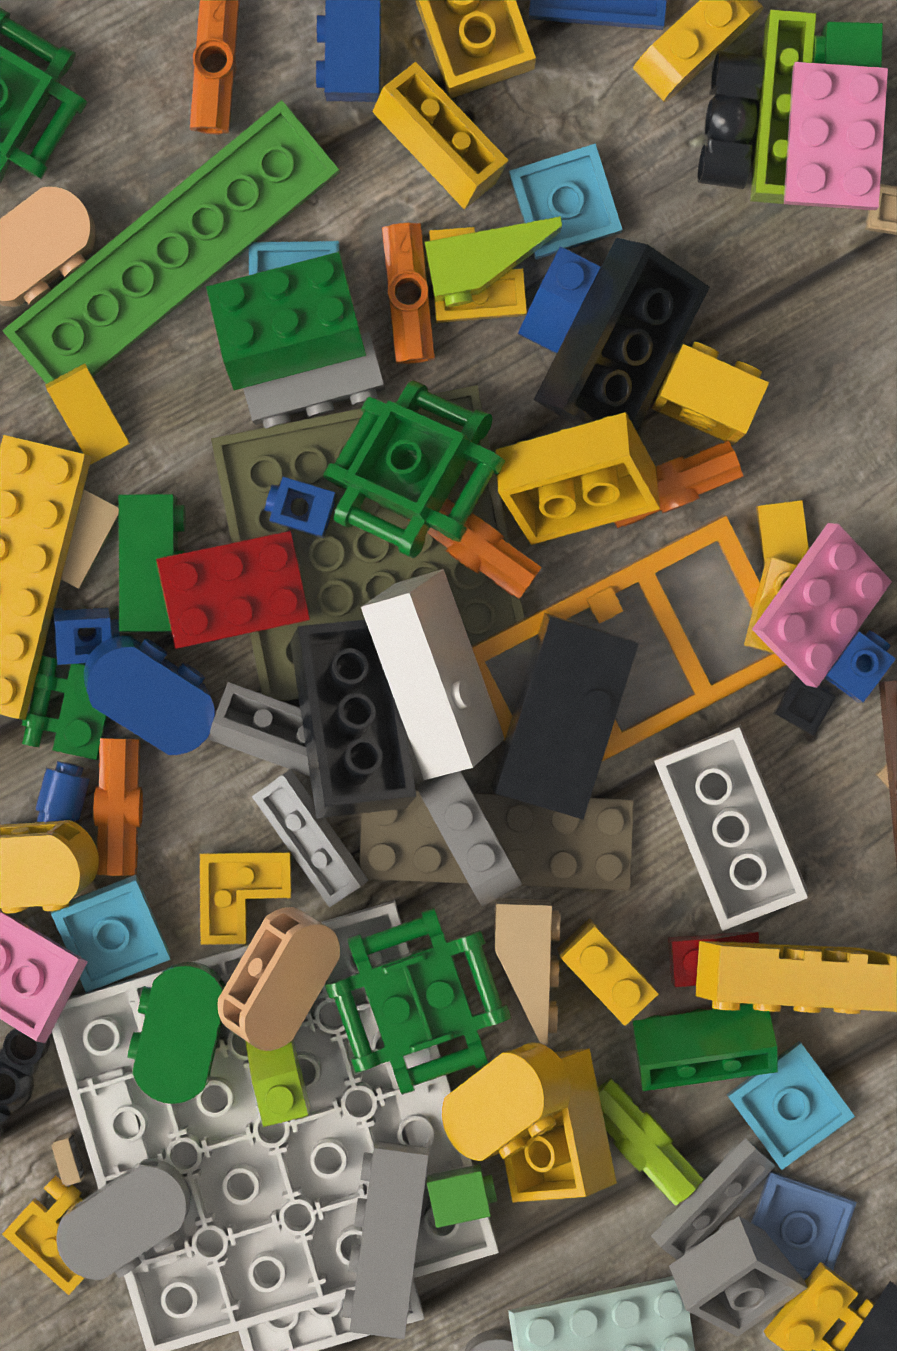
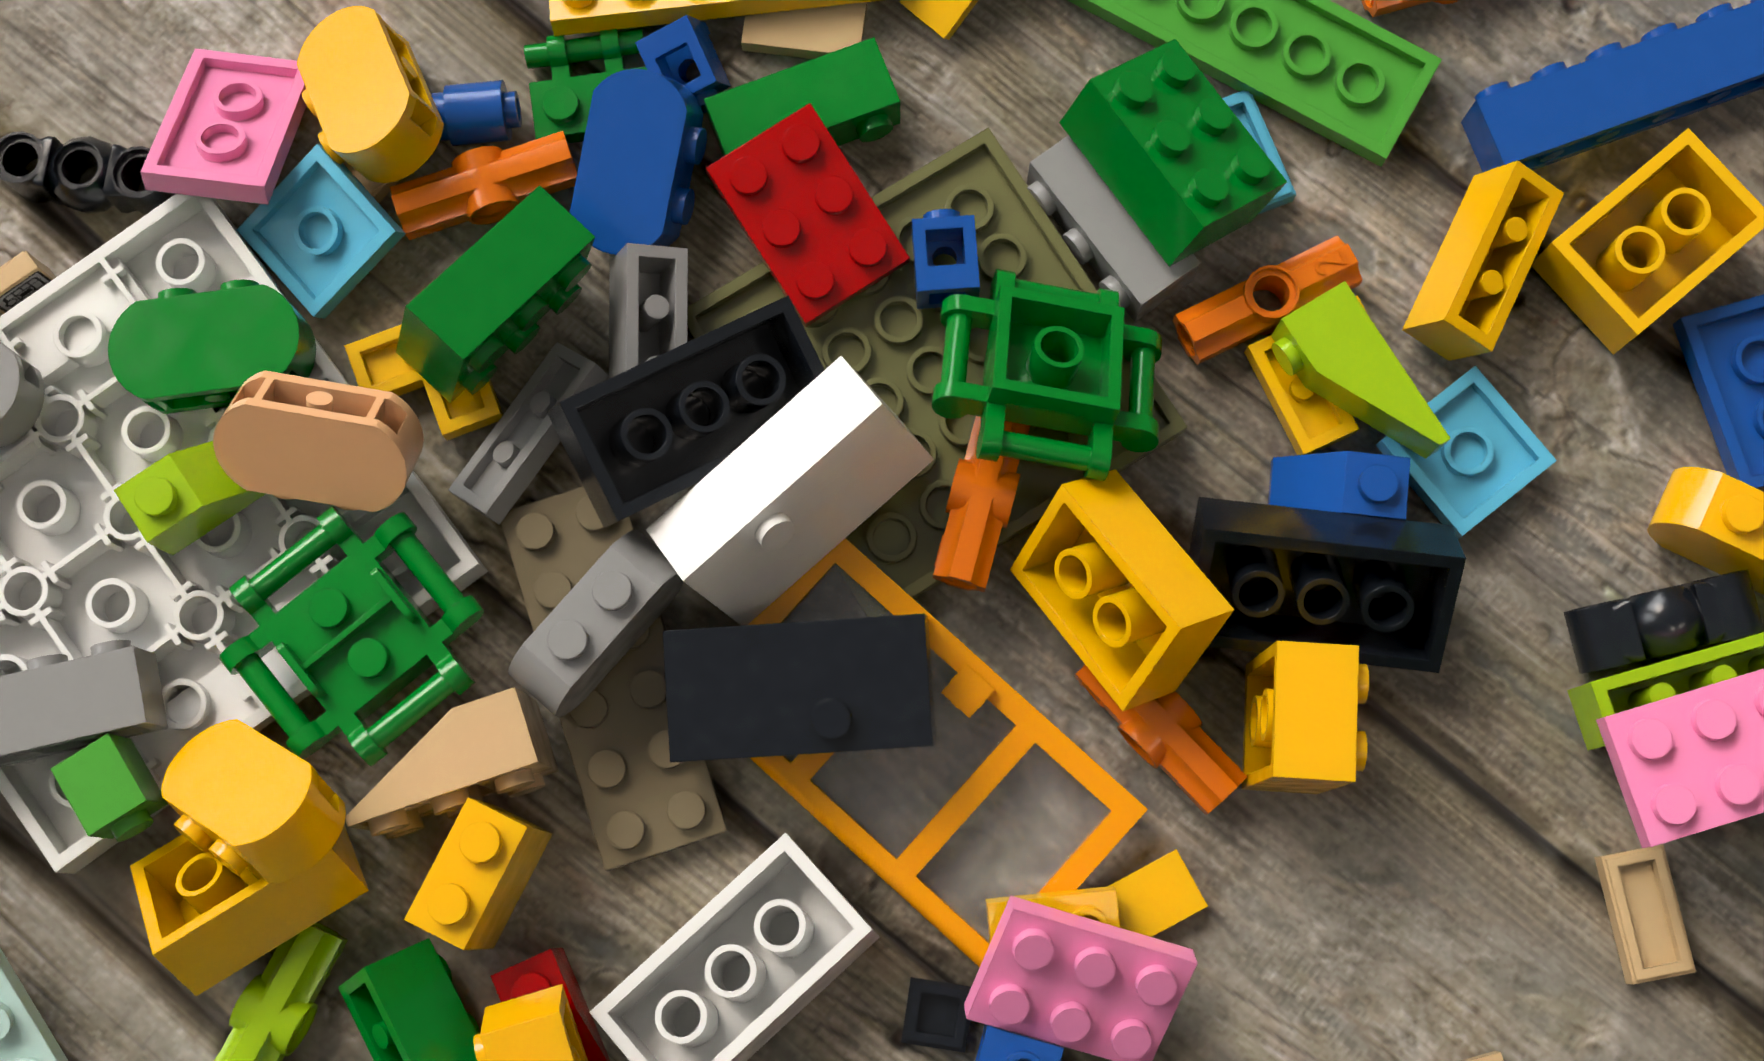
camera: 75 degrees right, 10 degrees down
(216, 824) = (495, 295): none -> green brick

